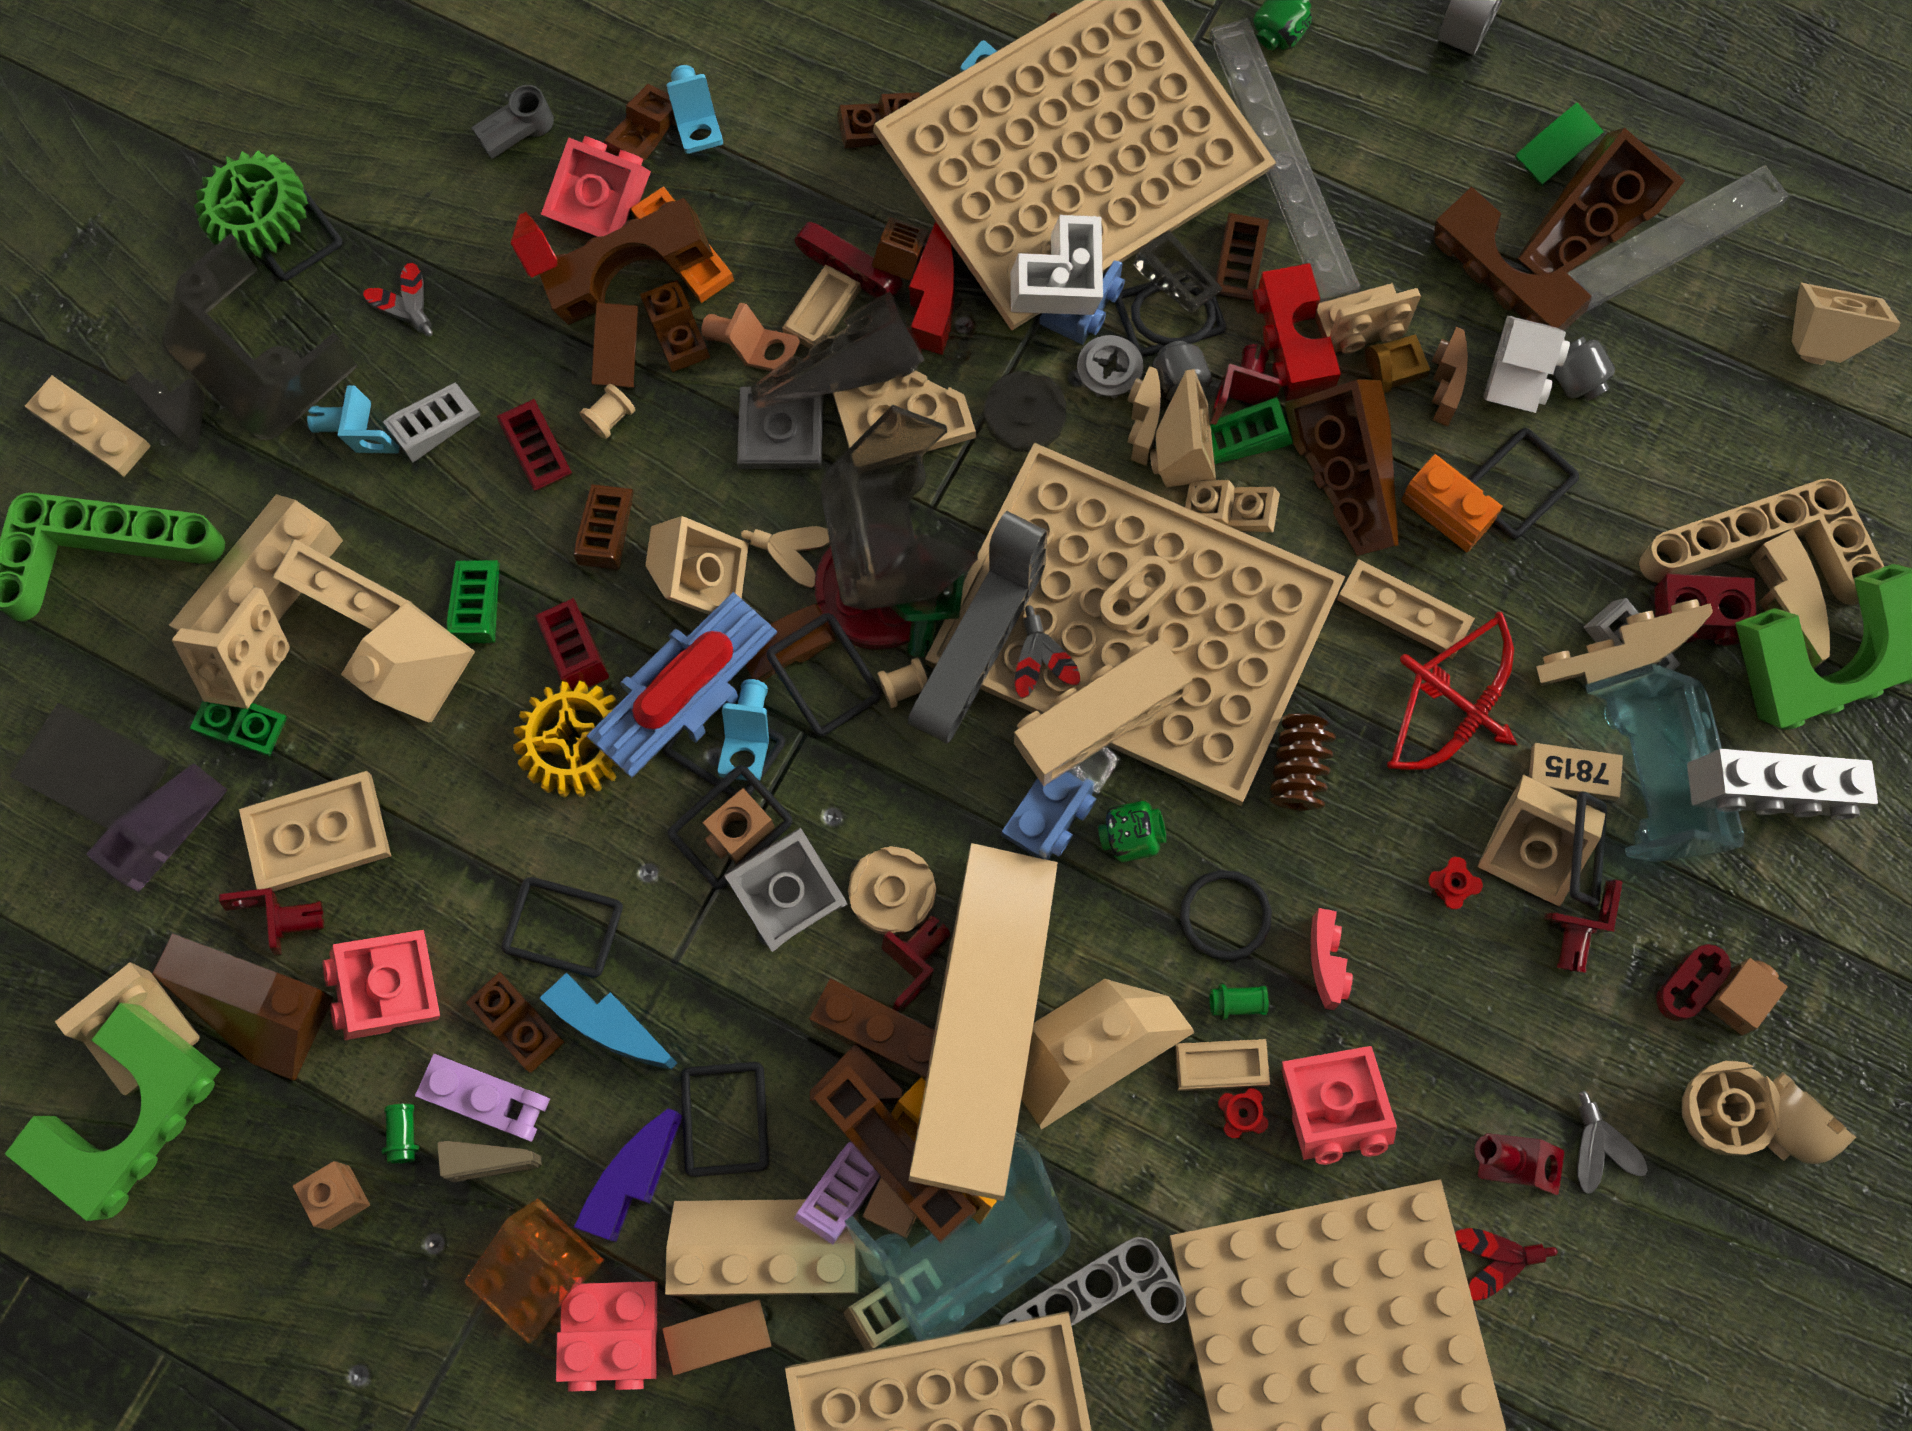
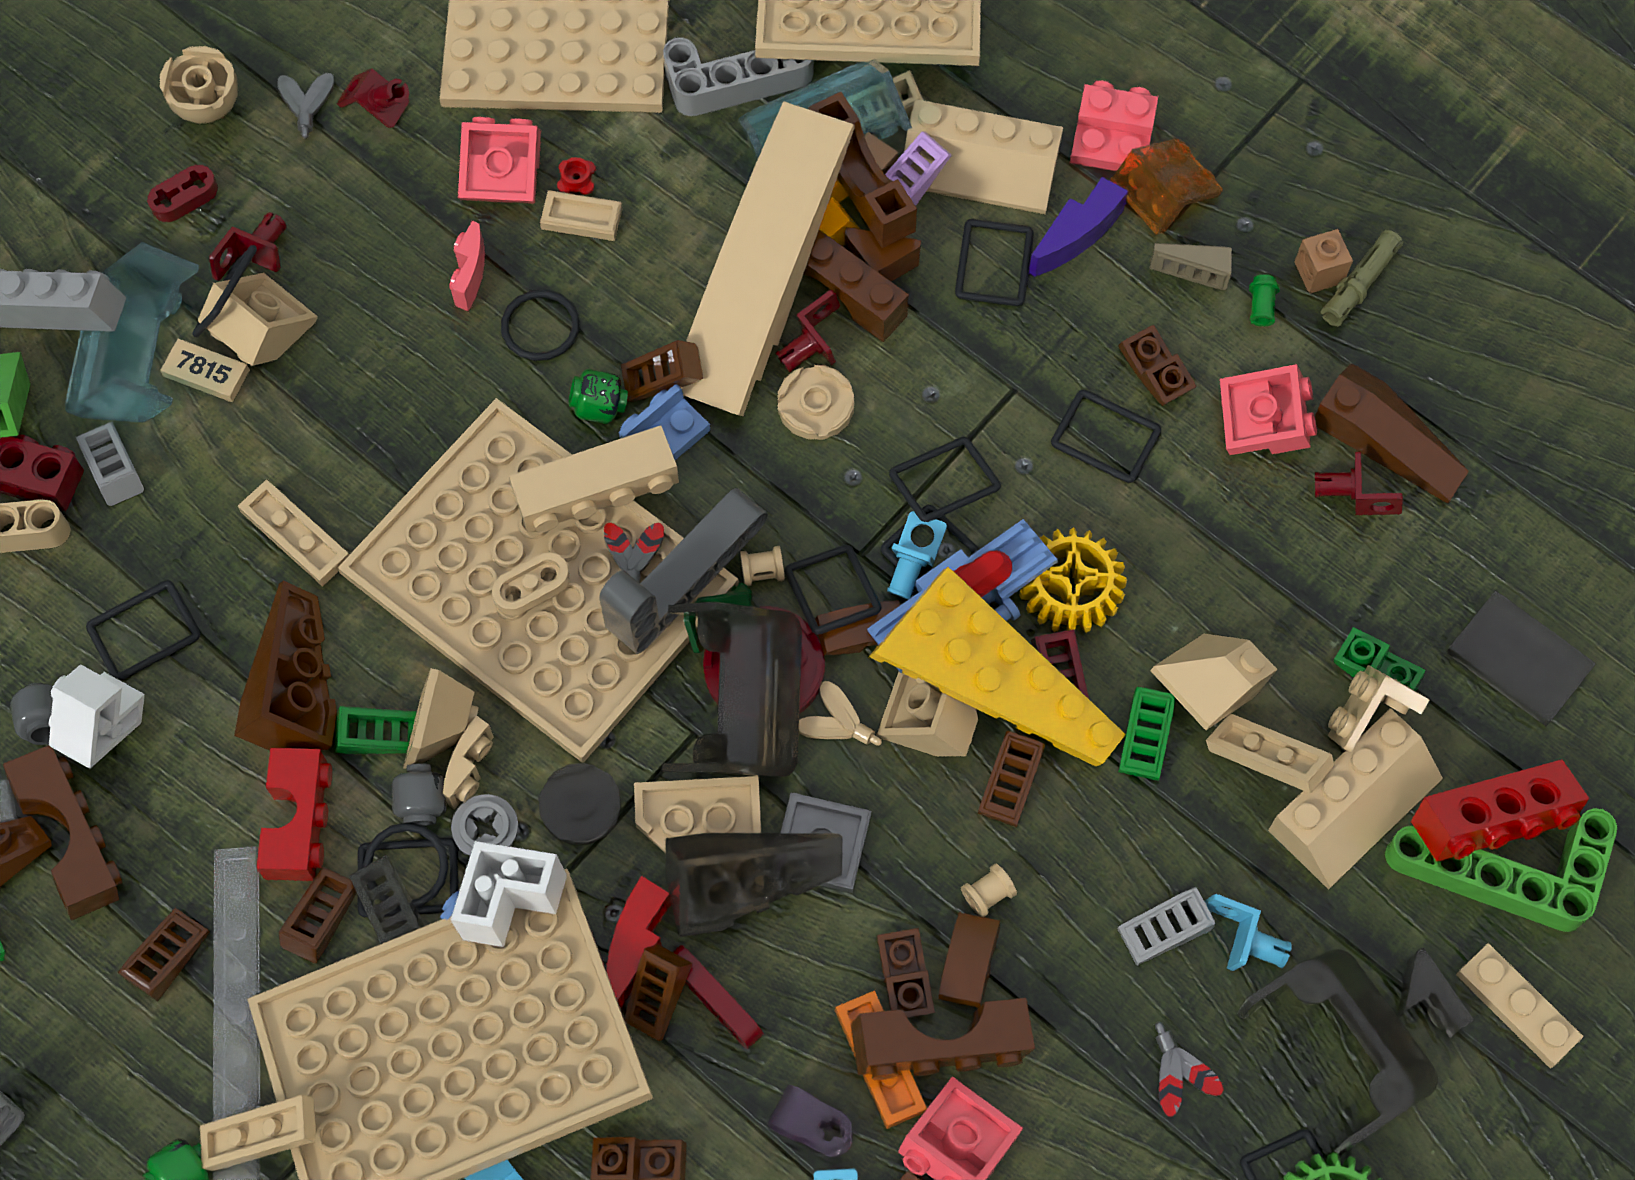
camera: 170 degrees left, 5 degrees down
(44, 607) = (1499, 810): none -> red brick
(127, 986) = (1486, 423): tan bracket -> none
(156, 827) = (1457, 581): clear purple slope -> none
(170, 1082) = (1516, 315): bright green arch -> none
(282, 1196) = (1353, 289): none -> olive pin
(315, 832) = (1315, 553): tan plate -> none
(480, 1096) = (1191, 315): lavender plate -> none
(519, 416) = (1072, 904): dark red slope -> none
(532, 246) = (1036, 1069): red slope -> none
(605, 1023) = (1078, 341): dark azure slope -> none
(646, 601) = (984, 662): none -> yellow wing
(716, 1337) = (1032, 105): medium nougat slope -> none
(734, 179) = (804, 1118): none -> clear purple piece
(738, 808) = (929, 487): medium nougat brick -> none
(749, 338) = (833, 934): nougat bracket -> none
(785, 888) = (908, 414): light grey slope -> none
(822, 306) = (753, 959): tan tile -> none
(1064, 873) = (683, 365): none -> reddish brown slope
(1096, 1044) = (669, 248): tan wedge -> none
(1218, 39) = (258, 1133): none -> tan plate
(1237, 507) = (409, 659): tan slope -> none
(1238, 1001) = (552, 253): green pin -> none
(1246, 382) = (357, 774): dark red bracket -> none
(1300, 762) = (432, 414): reddish brown piece -> none
(1366, 317) = (221, 810): tan bracket -> none
(1378, 165) = (165, 975): none -> reddish brown slope
(1397, 362) = (209, 769): pearl gold tile -> none
(1438, 684) = (290, 458): red piece -> none
(1451, 374) = (158, 749): medium nougat slope -> none
(1451, 503) = (215, 611): orange brick -> none
(1454, 896) = (347, 312): red plate -> none
(1507, 1256) = (413, 41): piece -> none
(1643, 642) = (106, 432): tan slope -> none
(1747, 995) = (144, 168): medium nougat brick -> none
(1806, 1126) = (142, 65): tan cylinder -> none

